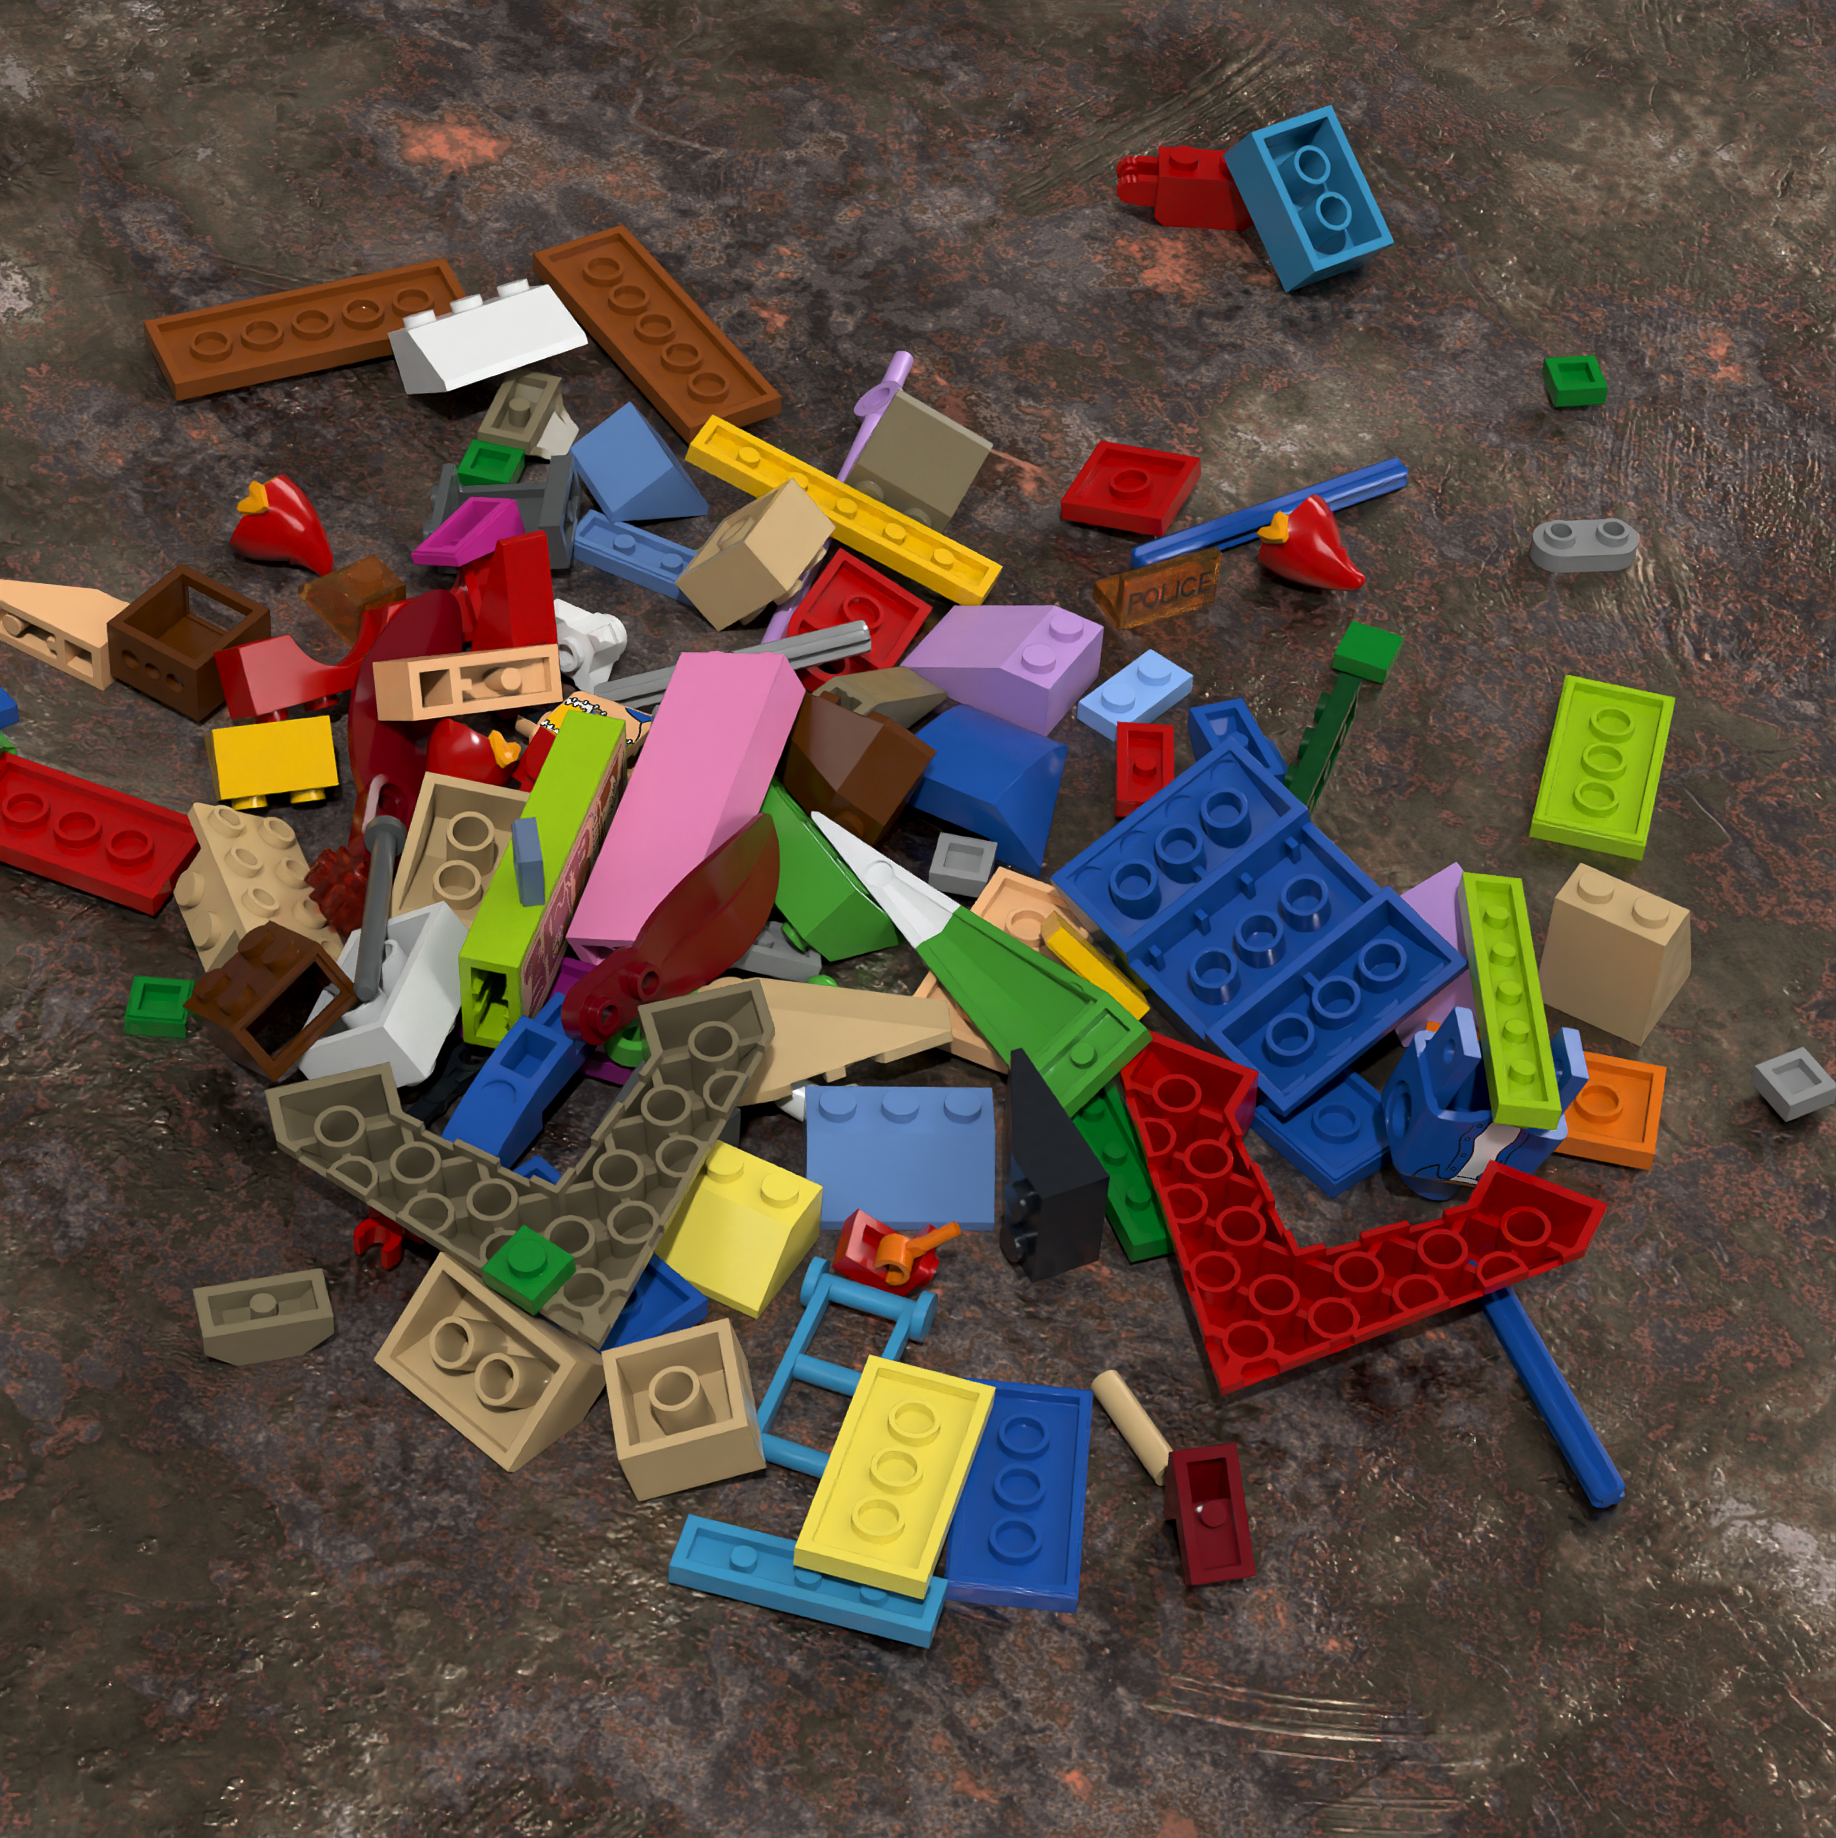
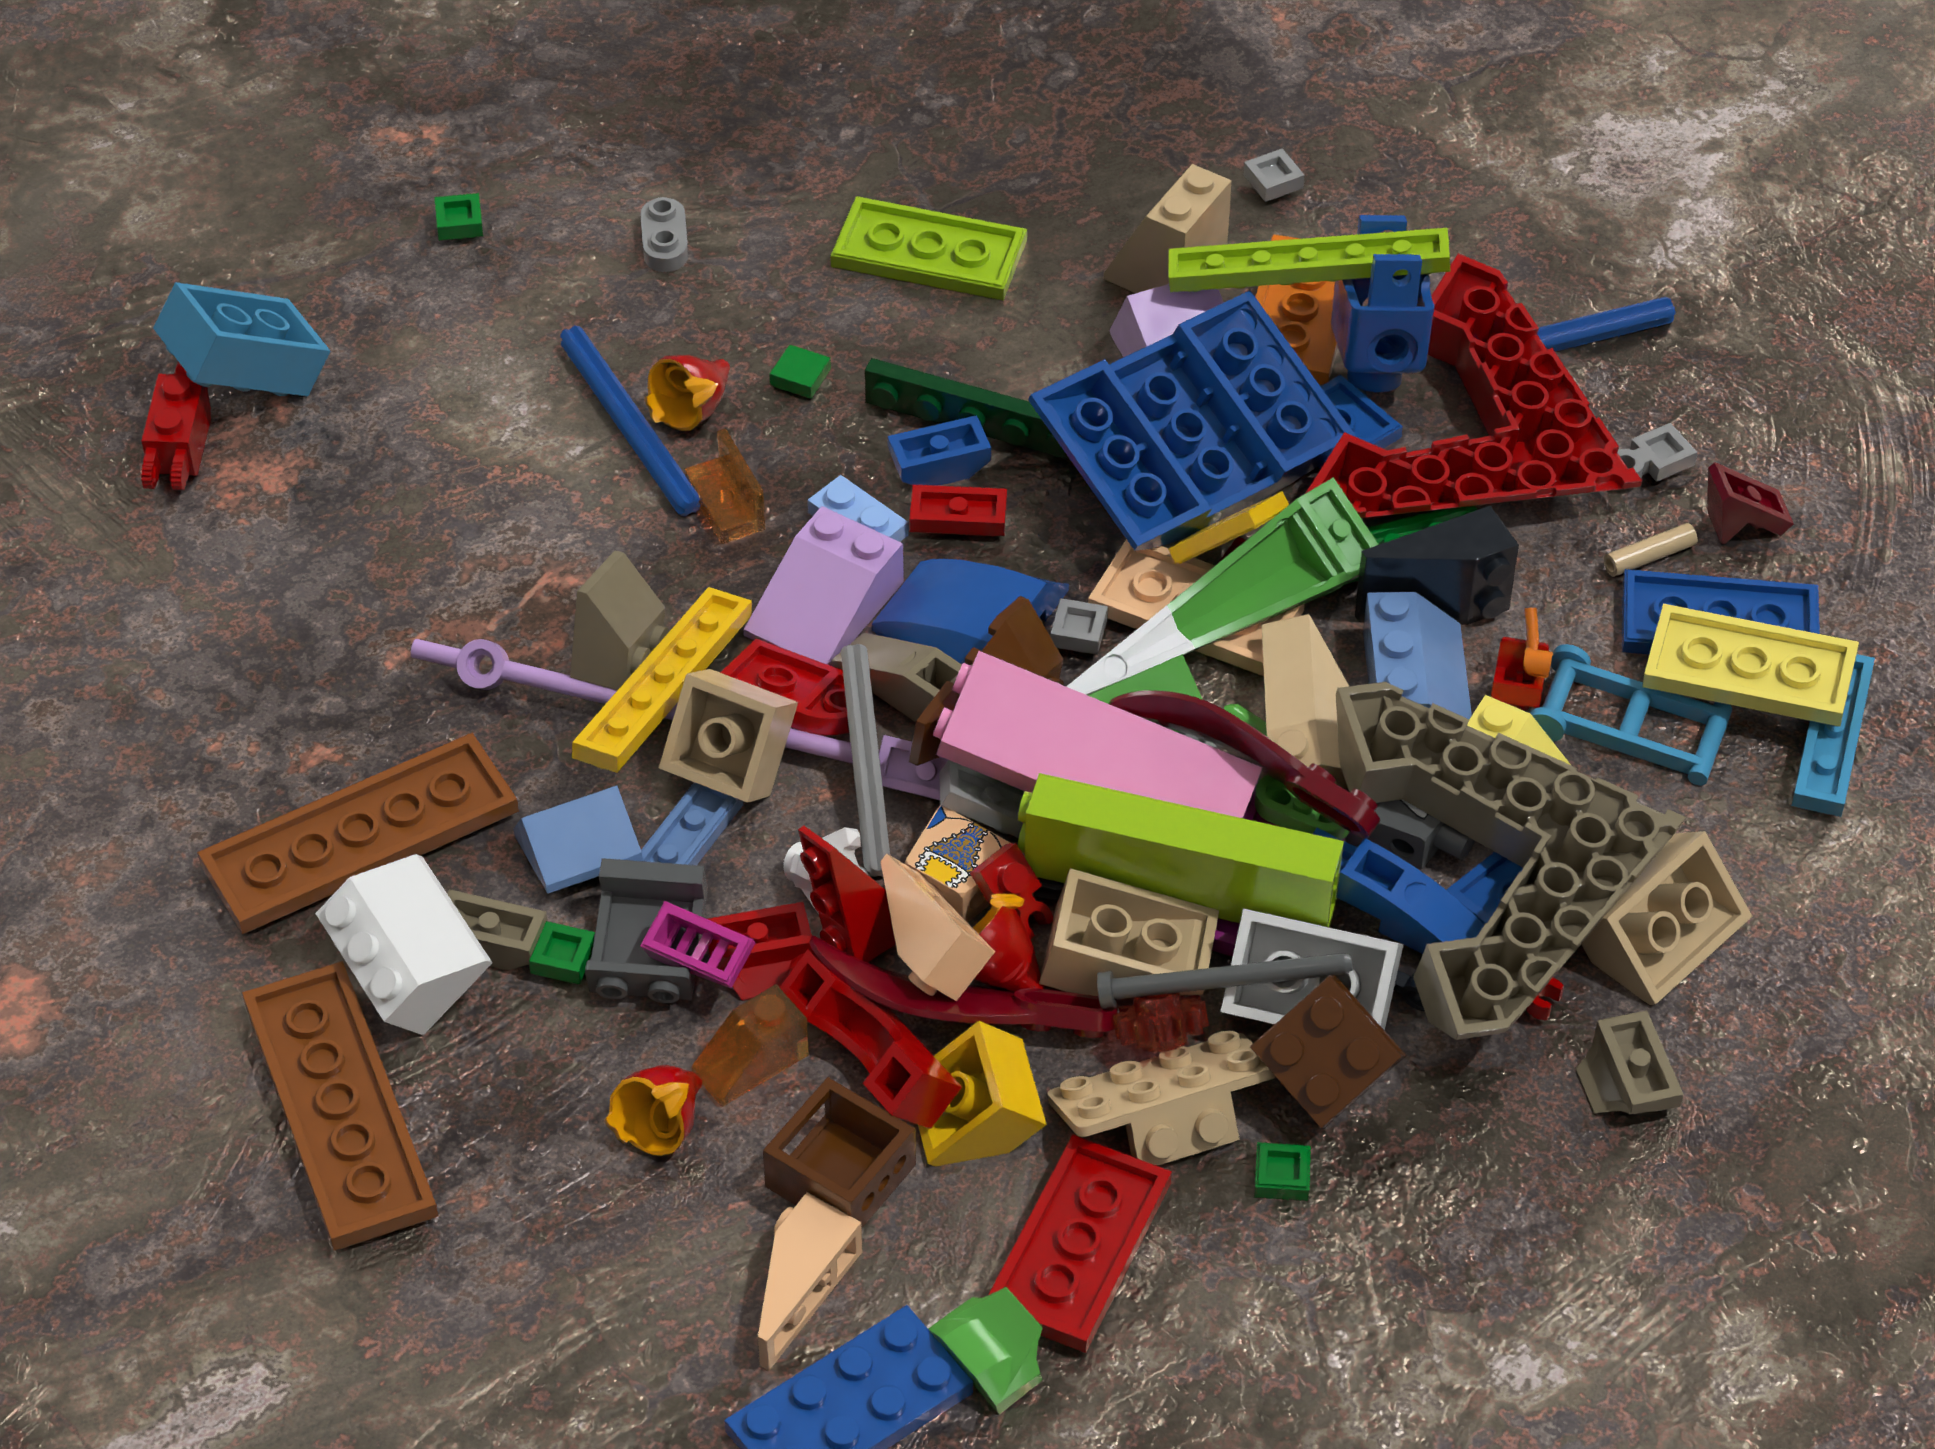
camera: 85 degrees left, 5 degrees up
(528, 862) = (1246, 819): sand blue tile -> none
(528, 1269) = (1632, 852): green plate -> none
(683, 1409) = (1715, 781): tan brick -> none
(1131, 488) = (603, 499): red plate -> none
(1306, 1446) = (1659, 453): none -> light grey plate

